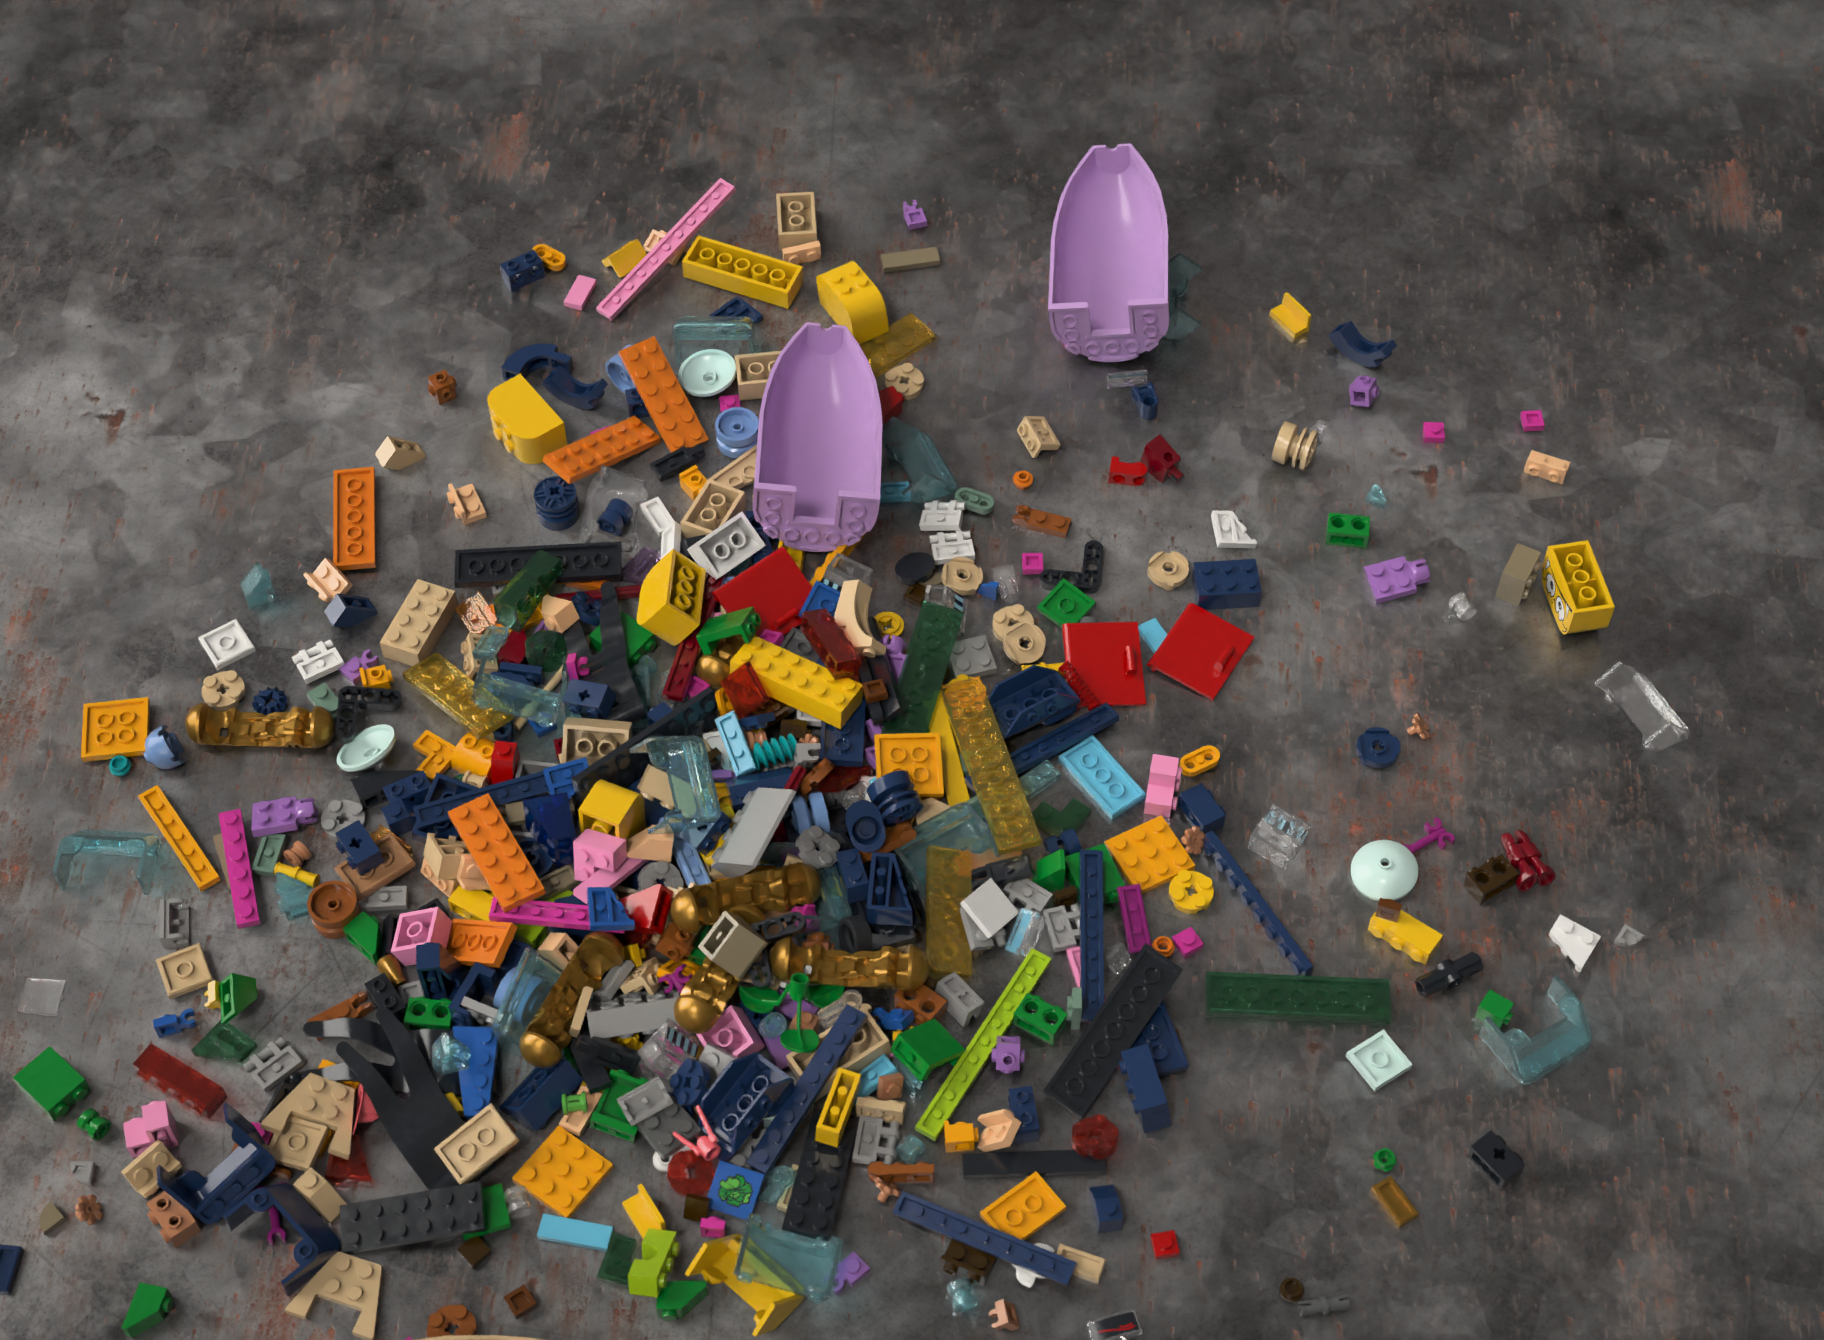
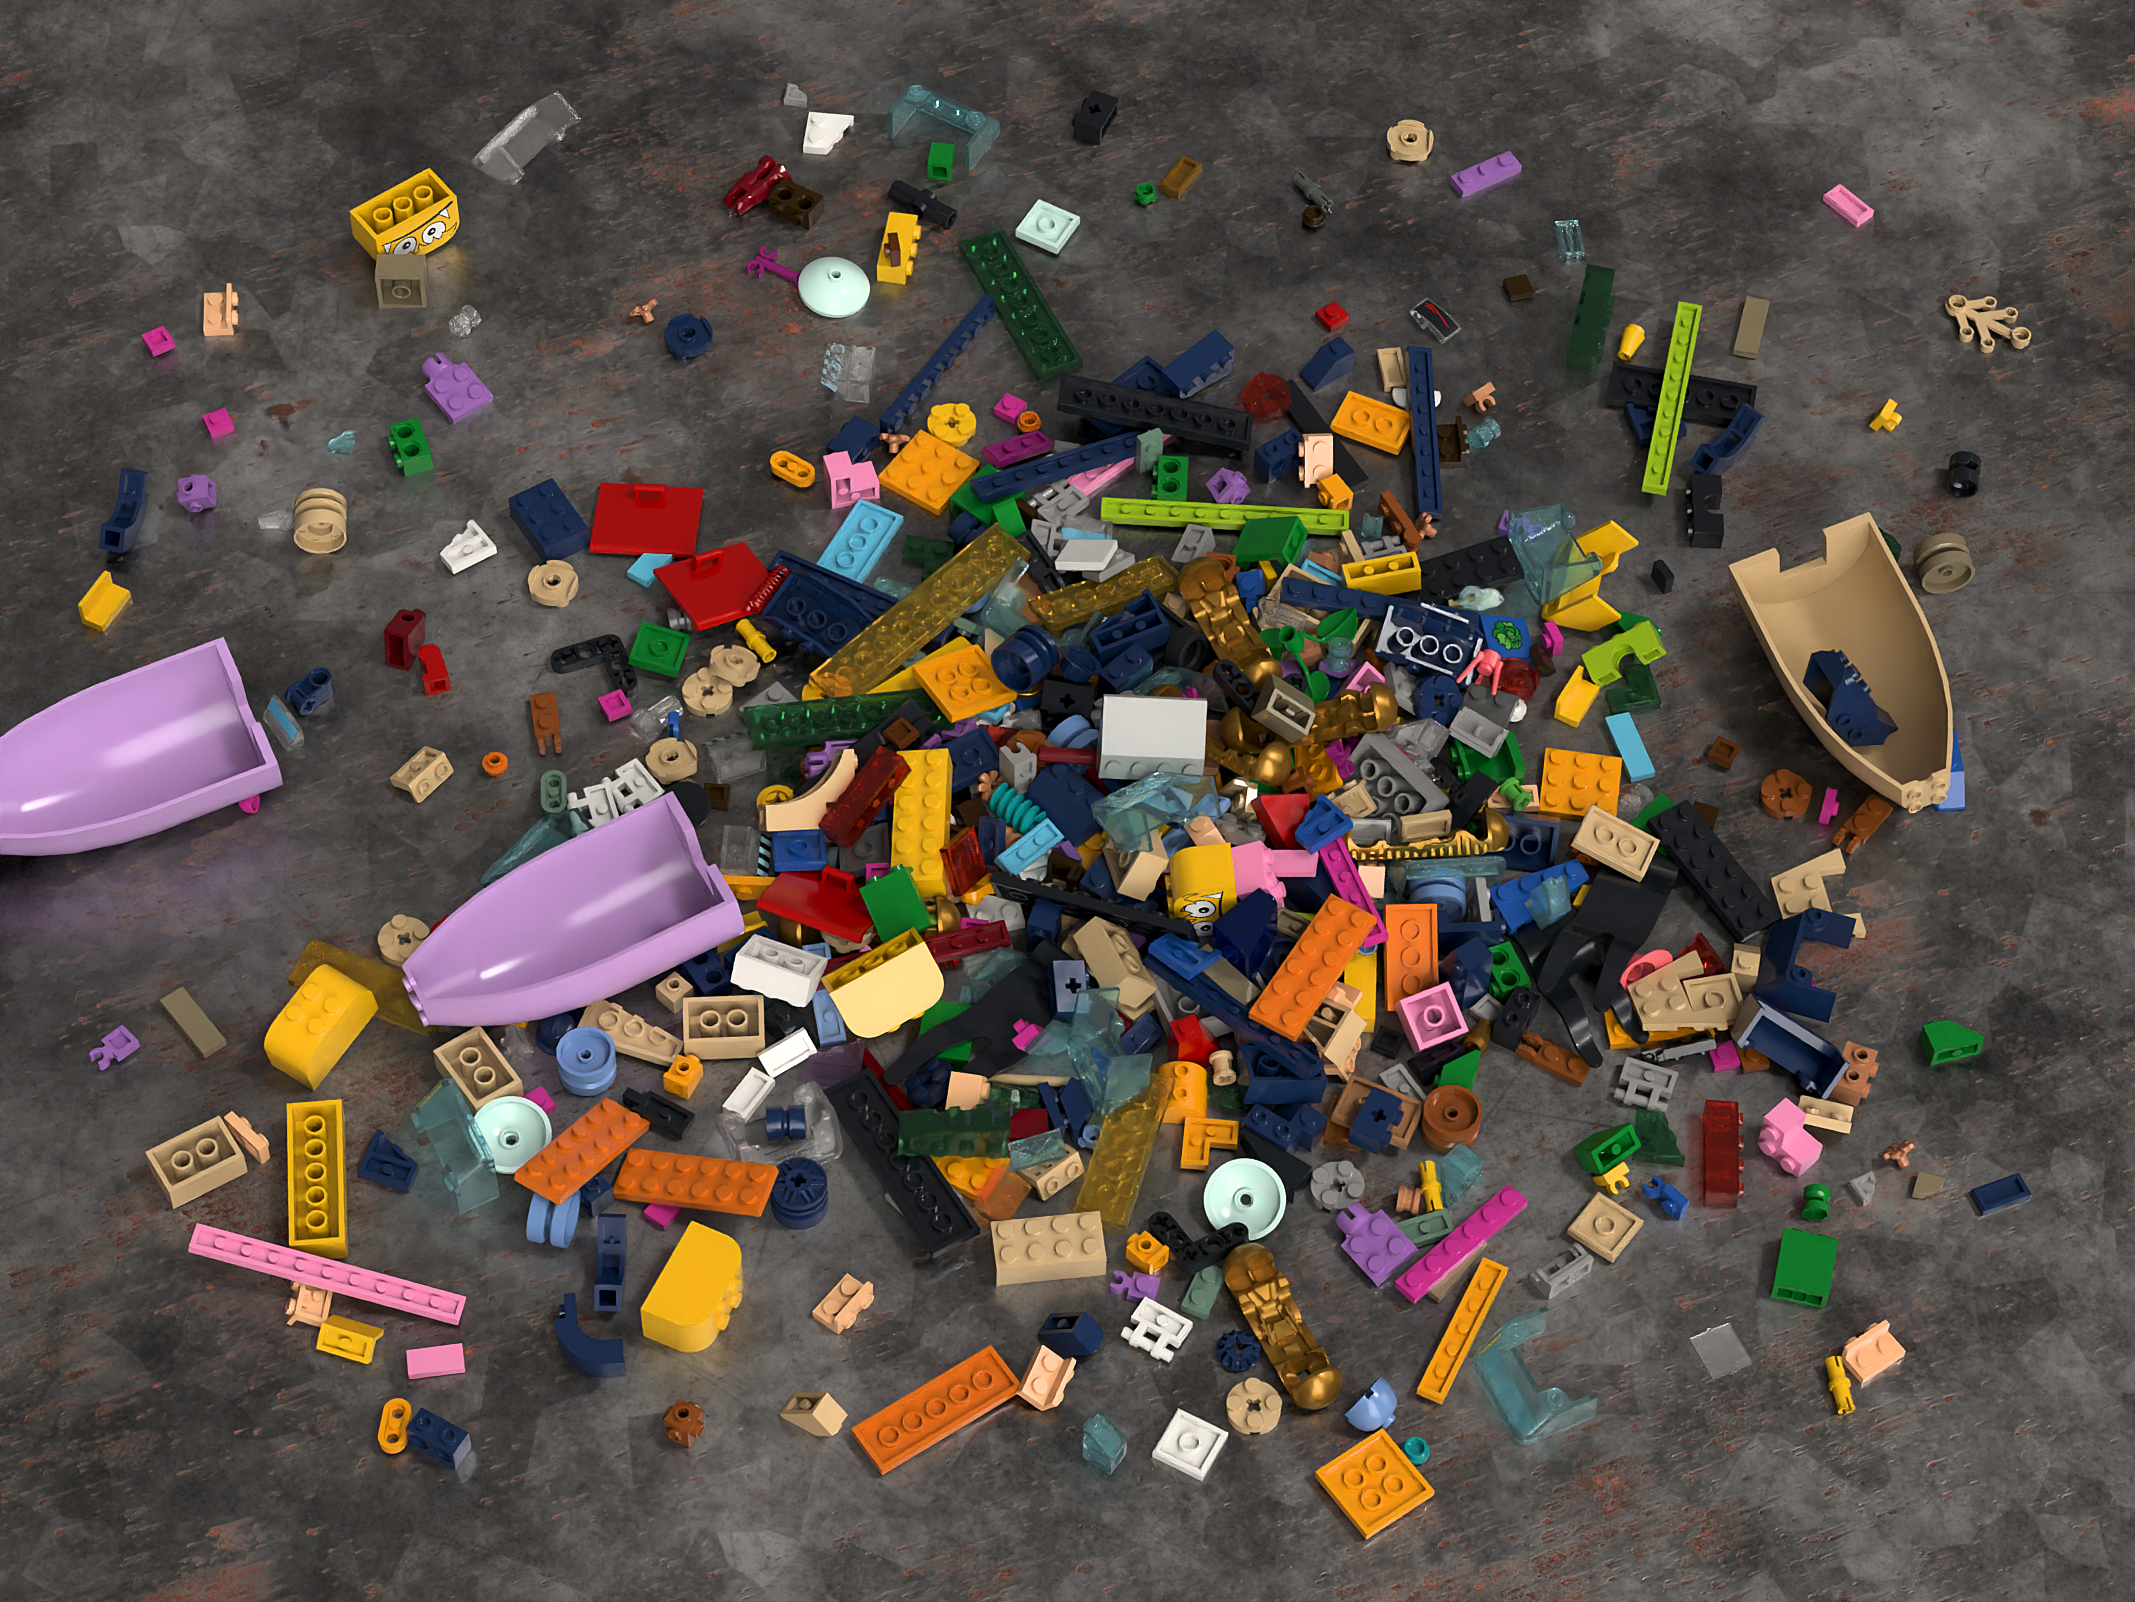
camera: 120 degrees left, 0 degrees up
(542, 746) = (1140, 1035): none -> dark blue plate

